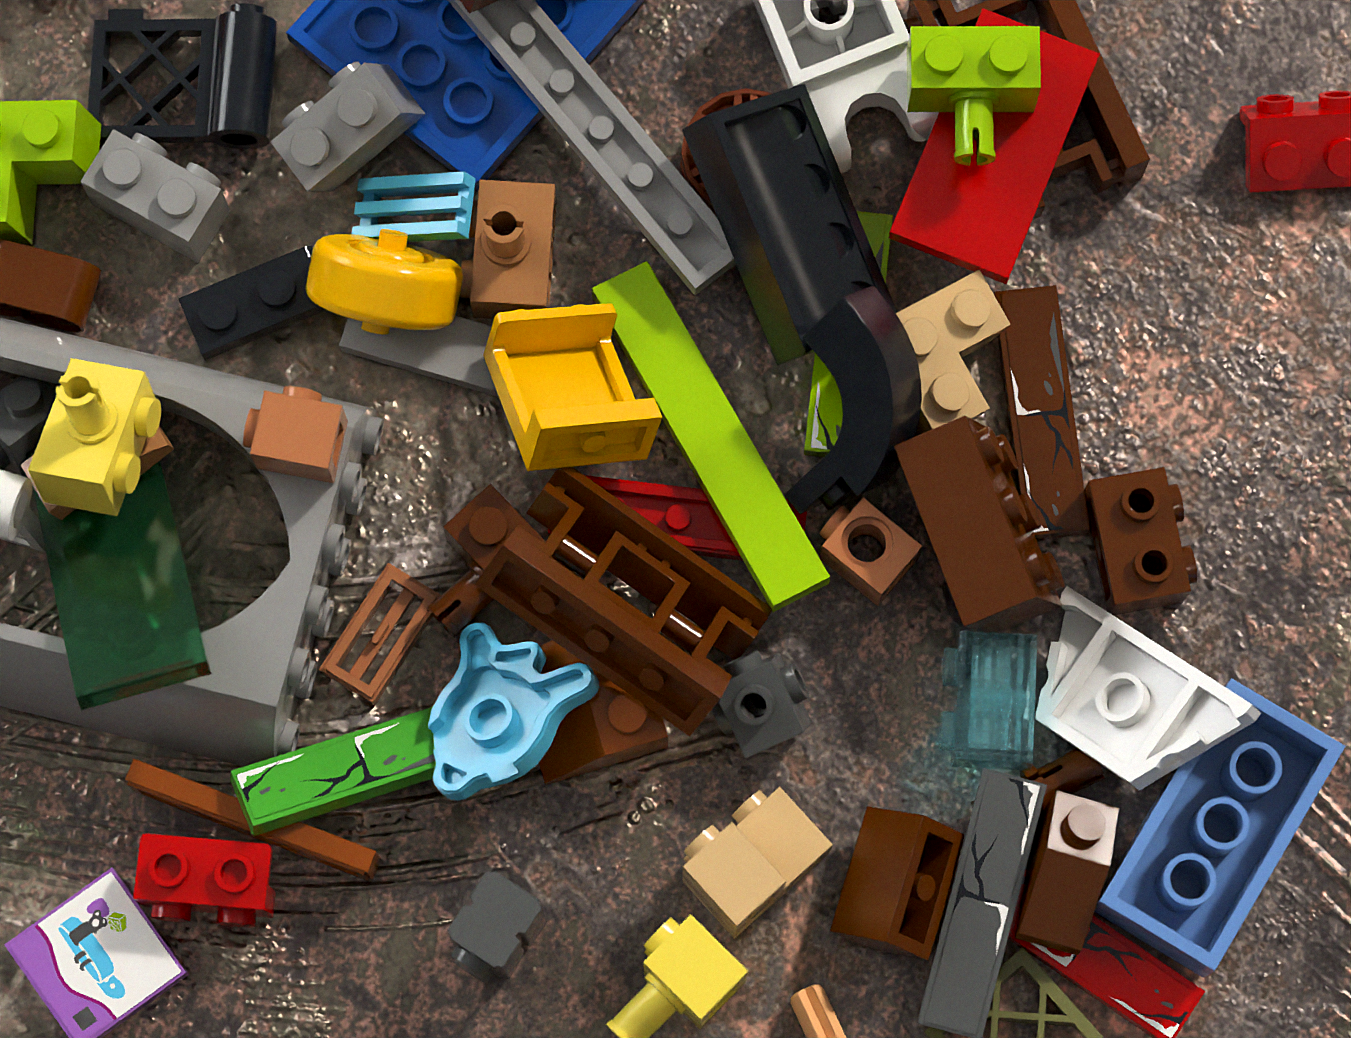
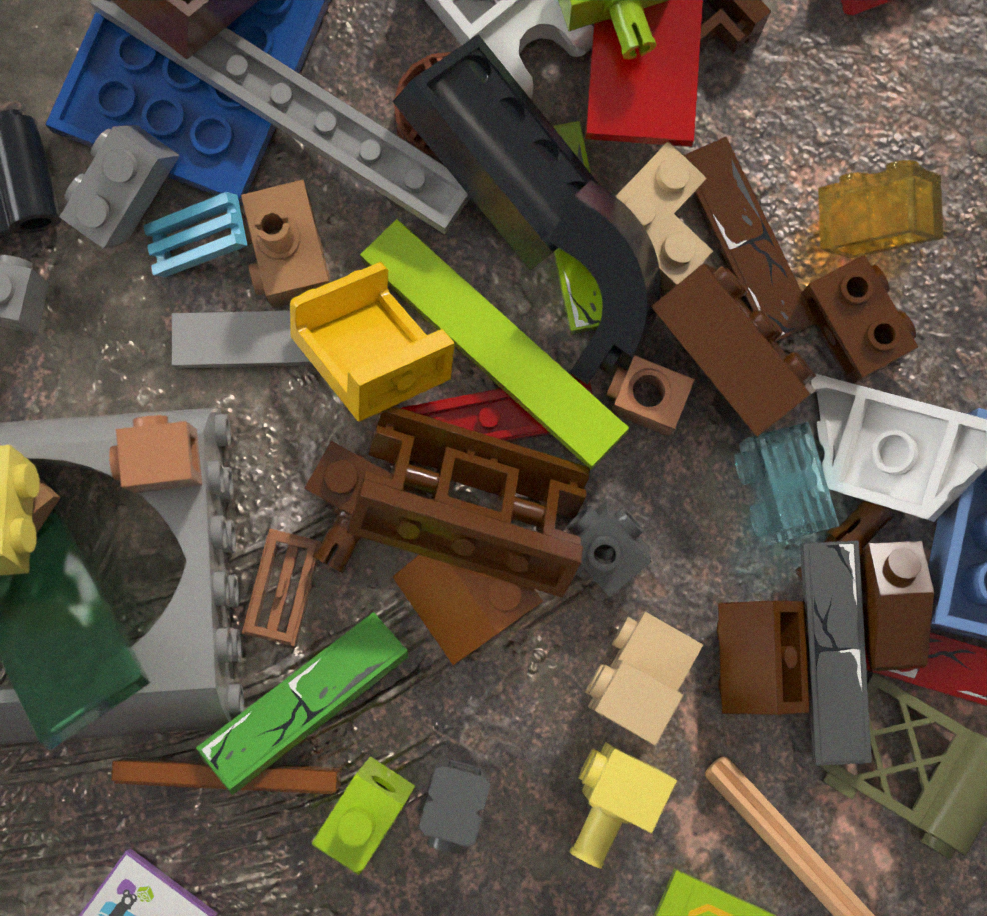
camera: 20 degrees left, 5 degrees up
(204, 876) = (203, 837): red bracket -> none
(250, 304) = (100, 346): black hinge -> none
(384, 282) = (190, 303): yellow wheel -> none
(385, 915) = (363, 815): none -> lime torso
(500, 712) = (400, 626): medium azure tile -> none
(1198, 423) = (881, 210): none -> clear yellow brick

